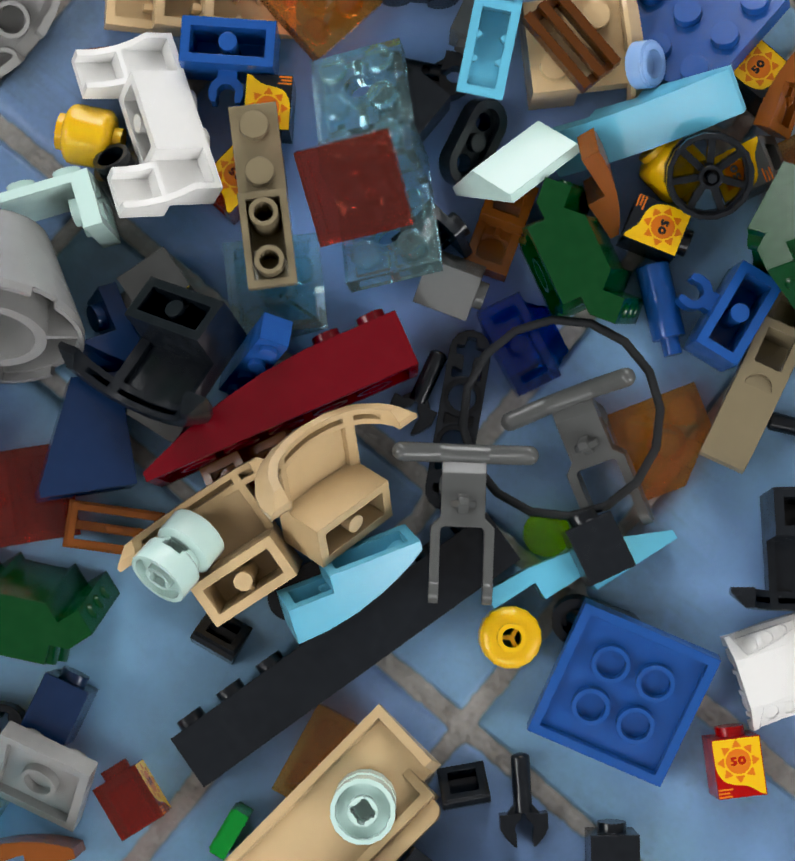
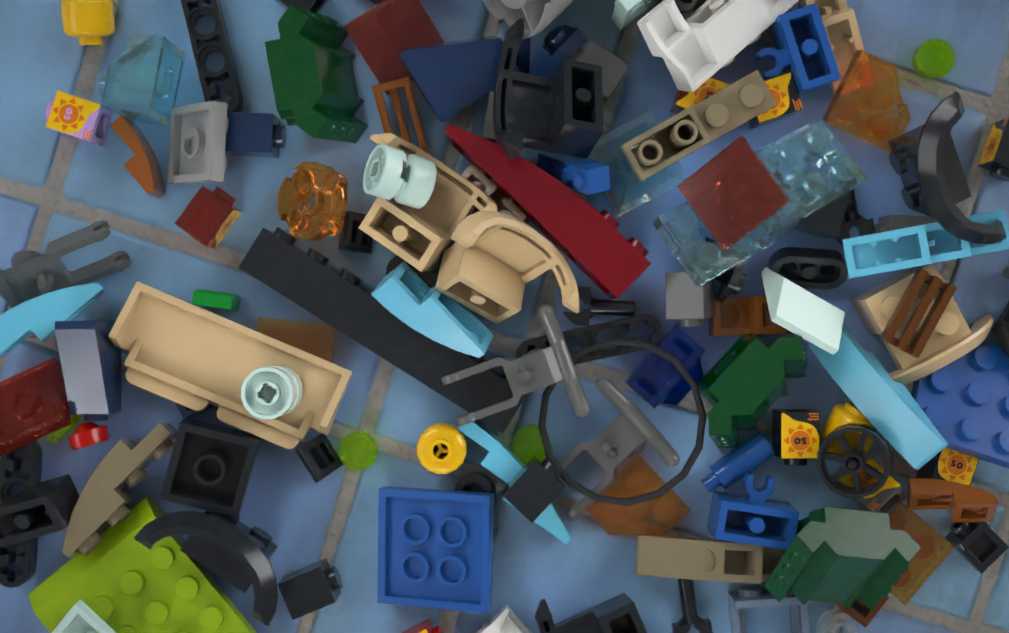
camera: 70 degrees right, 5 degrees up
(177, 649) = (330, 203): none -> clear orange plate
(474, 736) = (358, 450): none -> clear neon green tile
(522, 803) = (324, 506): black bar -> none
(600, 187) = (812, 380): dark orange slope -> none
(645, 64) = (922, 377): light blue tile -> none

